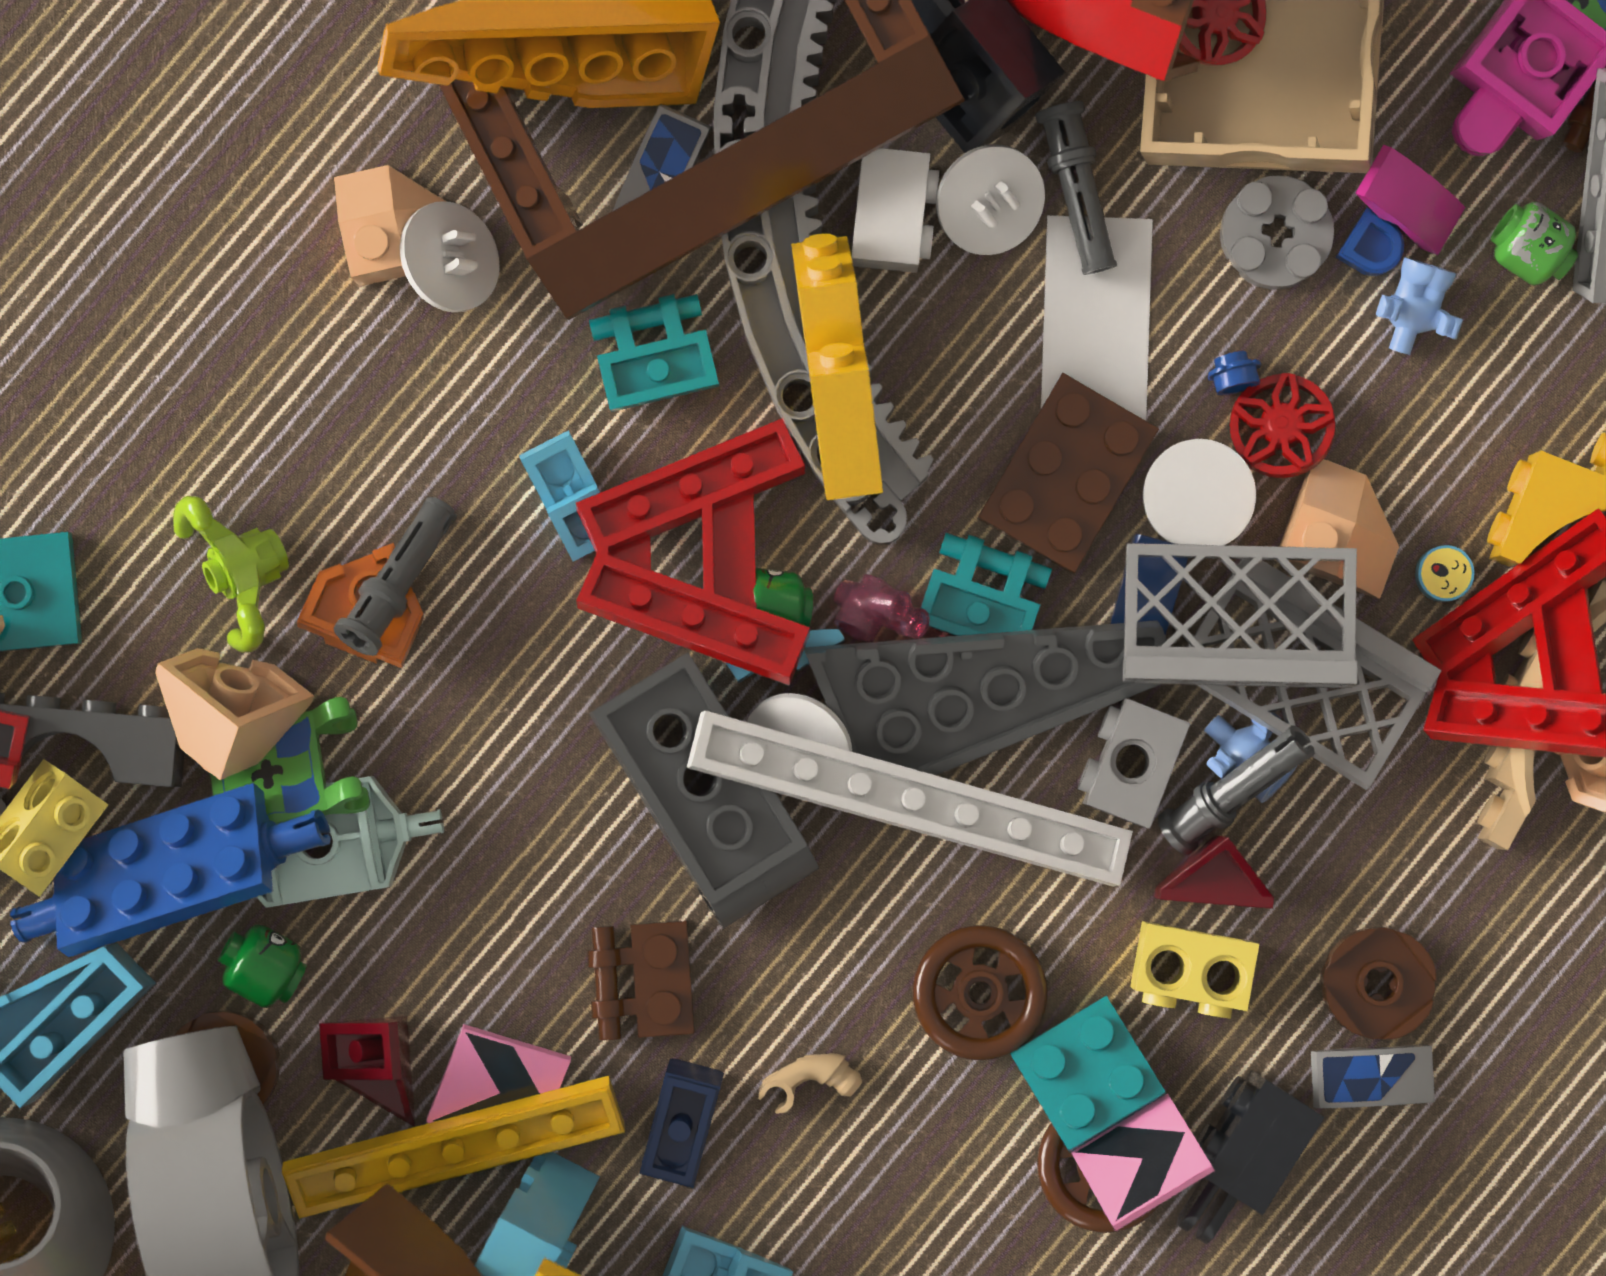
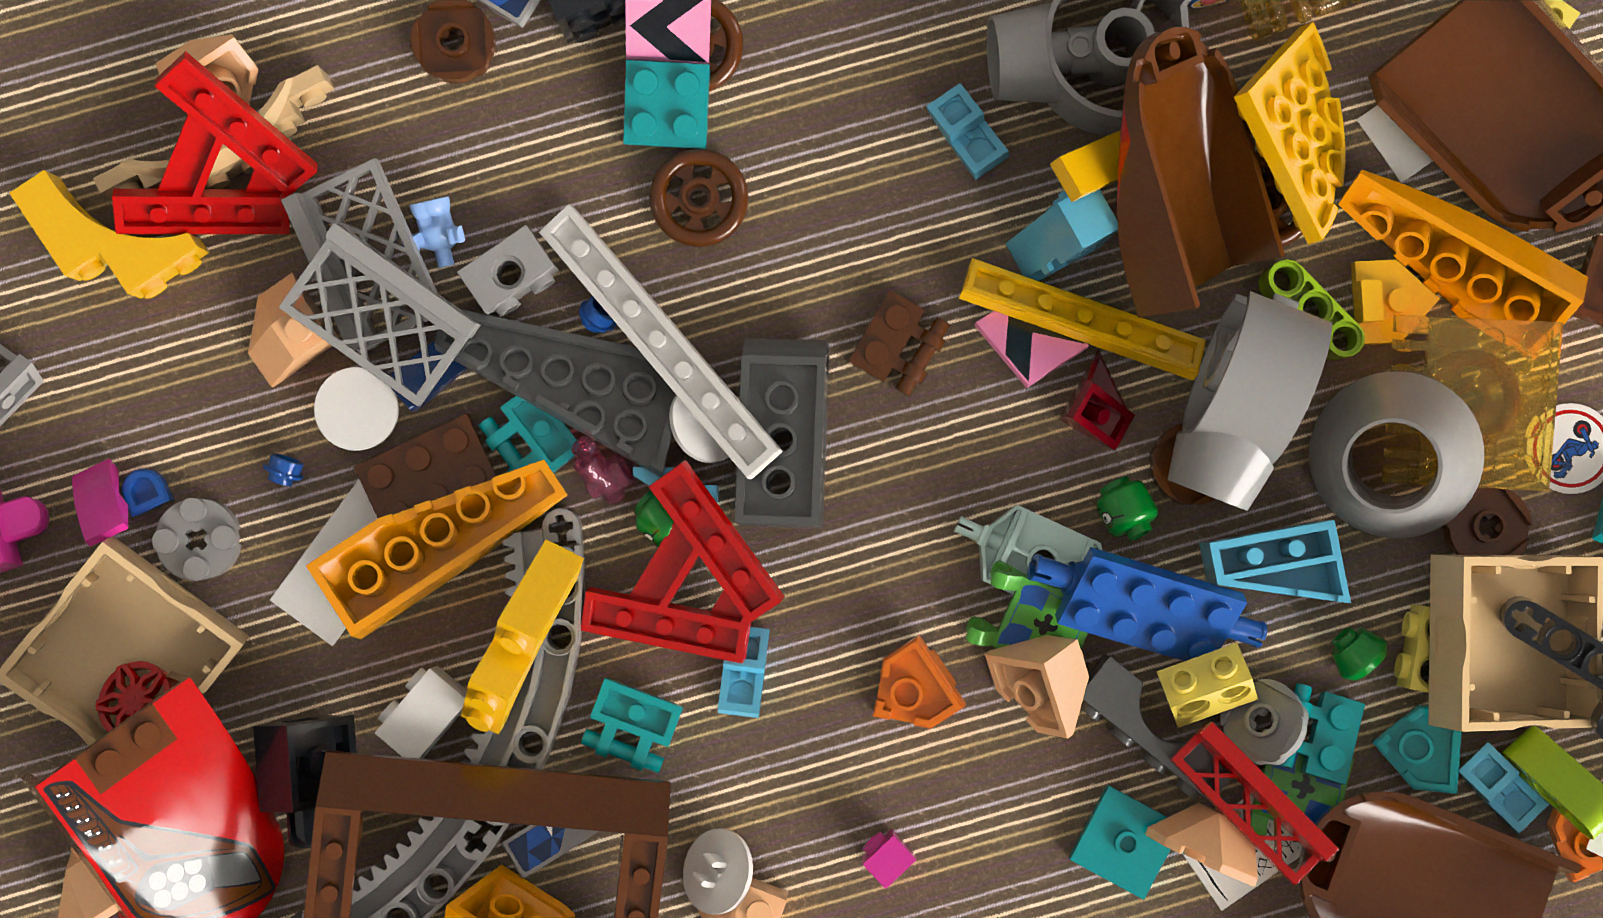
camera: 150 degrees left, 0 degrees up
(234, 566) = (980, 767): lime piece -> none
(272, 398) = (887, 857): none -> dark pink plate
(385, 594) = (899, 686): dark grey pin -> none
(681, 1122) = (933, 241): dark blue slope -> none
(823, 1068) = (825, 215): tan piece -> none
(990, 199) = (358, 679): white piece -> none
(1004, 777) = (595, 317): none -> blue plate
(1014, 399) = (424, 547): none -> light orange wedge
(1094, 254) = (297, 672): dark grey pin -> none
(1196, 954) = (552, 130): light yellow brick -> none
(1215, 876) = (506, 171): dark red slope -> none
(1216, 803) = (475, 212): dark grey pin -> none
(1283, 425) = (276, 417): red wheel -> none
(1418, 304) = (142, 435): light blue piece -> none
(1444, 573) = (241, 260): light yellow tile -> none
(1534, 243) = (43, 424): bright green head -> none

